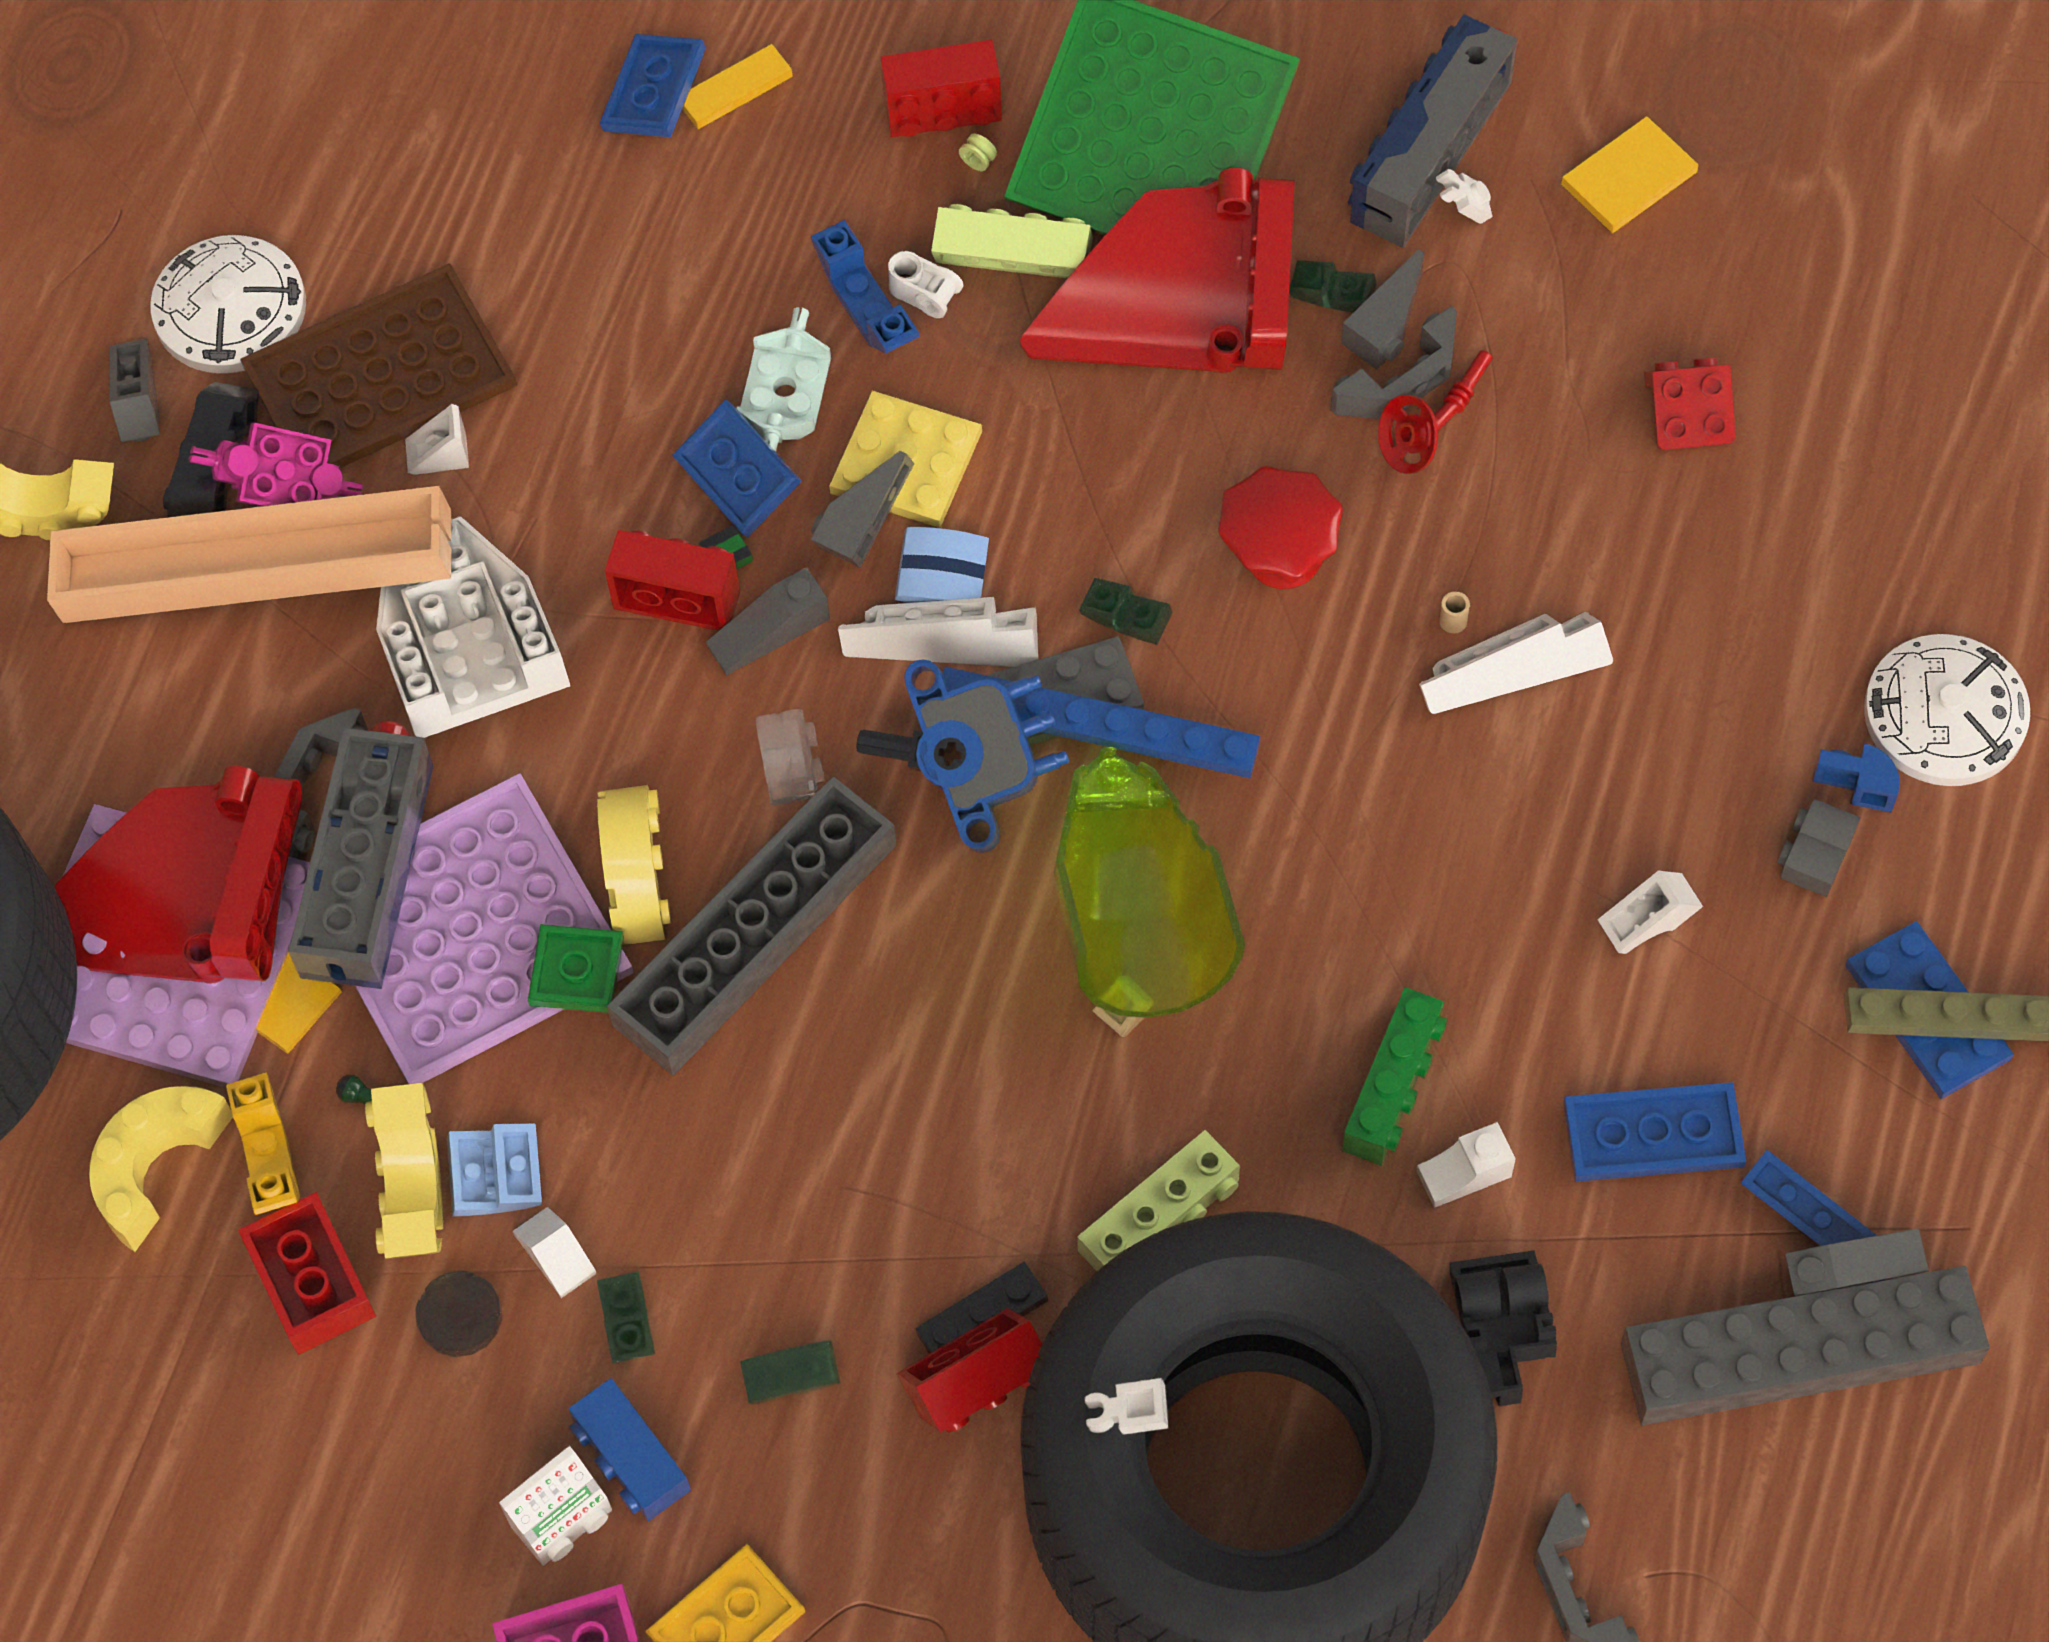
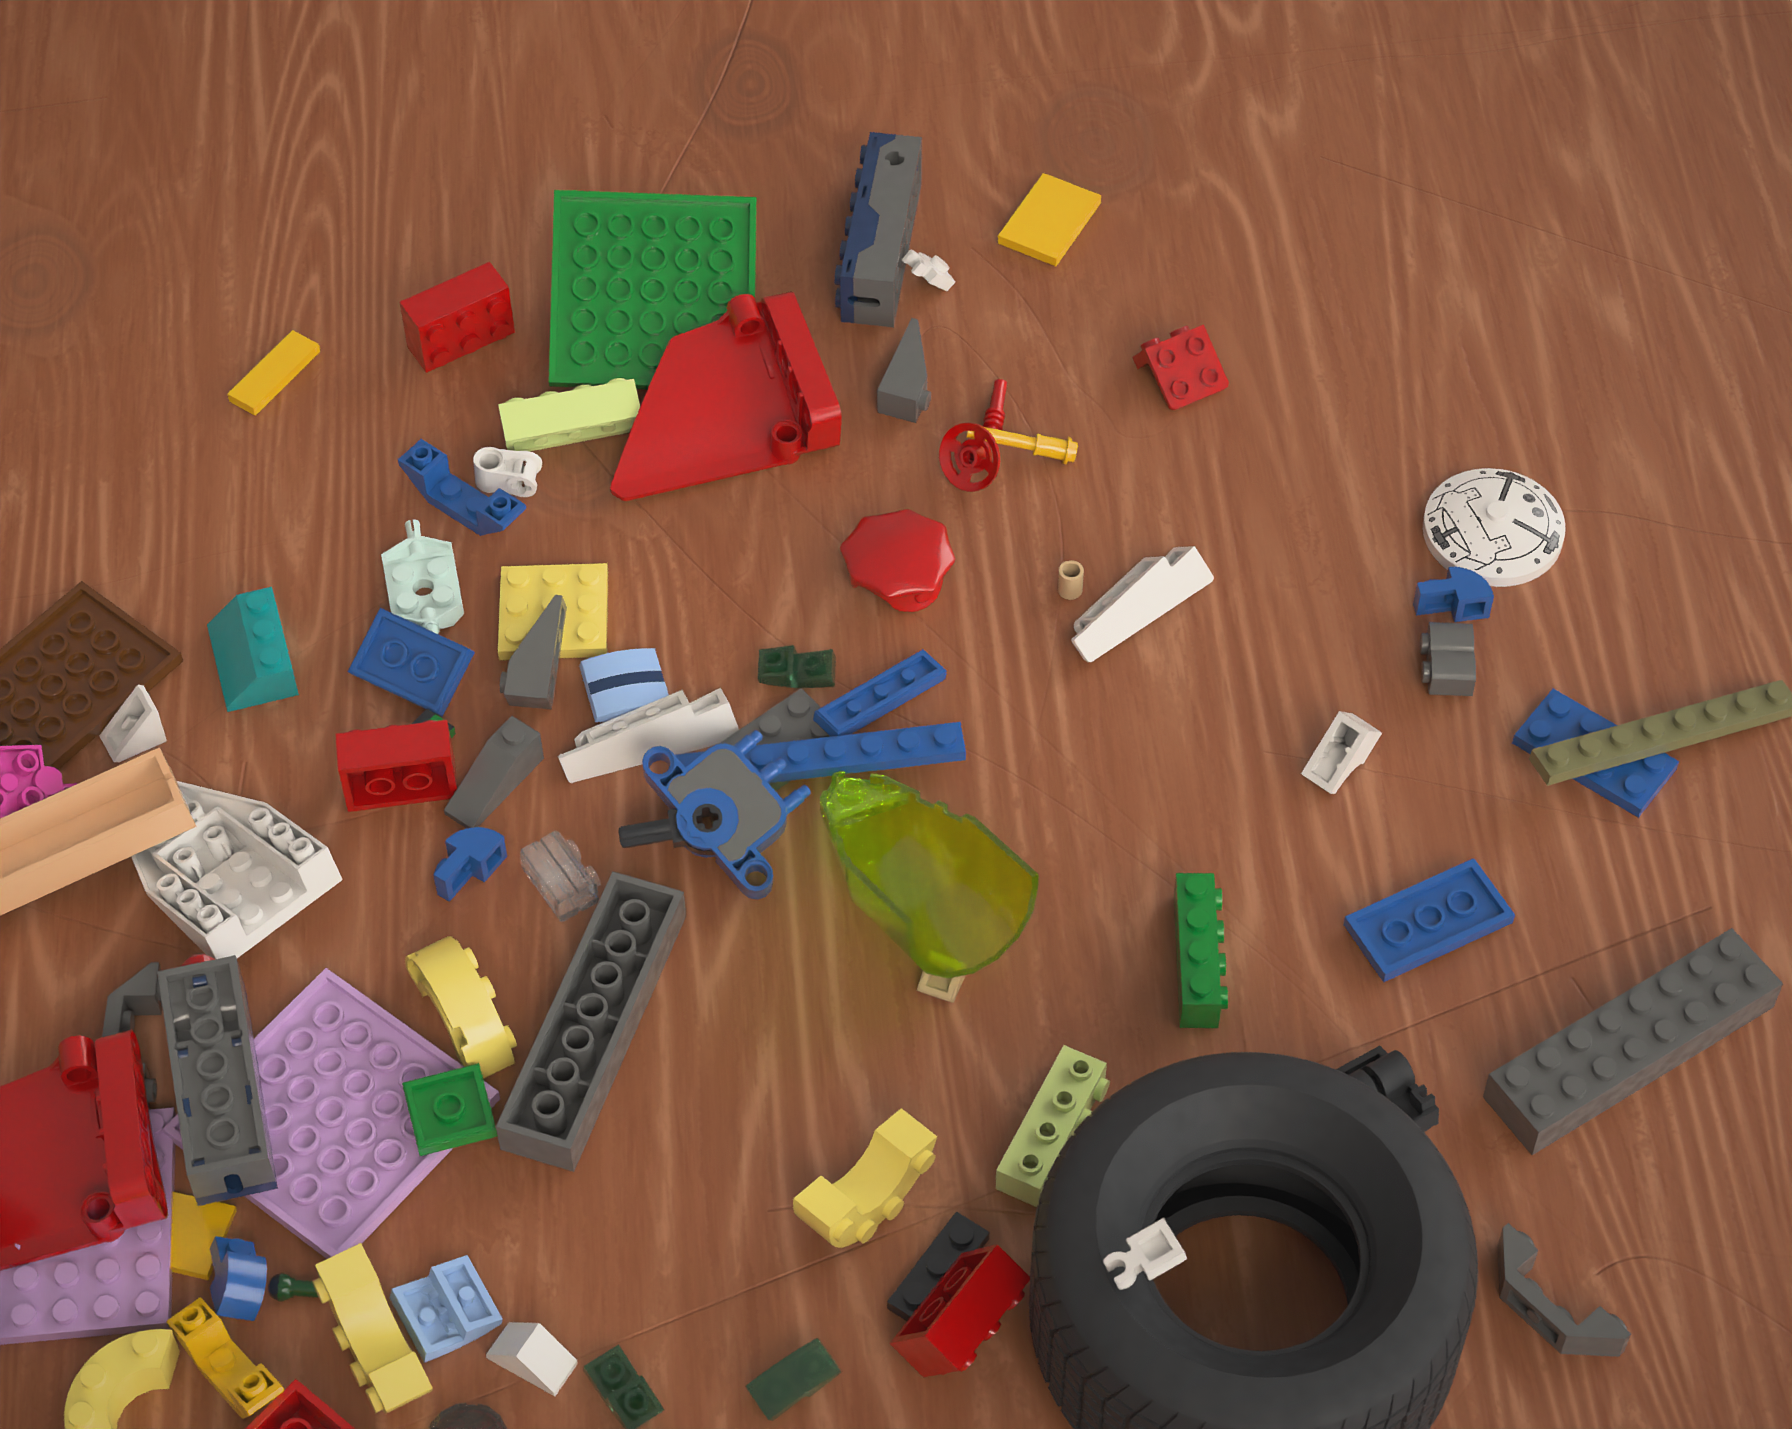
camera: 25 degrees left, 10 degrees down
(310, 1065) = (238, 1278): none -> blue brick
(587, 400) = (251, 651): none -> teal slope
(652, 85) = (202, 391): blue tile -> none
(710, 701) = (470, 853): none -> blue brick
(944, 1209) = (873, 1187): none -> light yellow brick
(978, 152) = (508, 359): yellowish green bush -> none
(1195, 673) = (880, 695): none -> blue tile
(1326, 287) = (855, 373): clear green slope -> none
(1364, 398) = (920, 443): dark grey slope -> none
(1468, 1165) = (1293, 999): white arch -> none
(1494, 445) = (1041, 445): none -> yellow pin
(1802, 1203) = (1596, 938): blue plate -> none
(1857, 1262) = (1643, 957): dark grey slope -> none

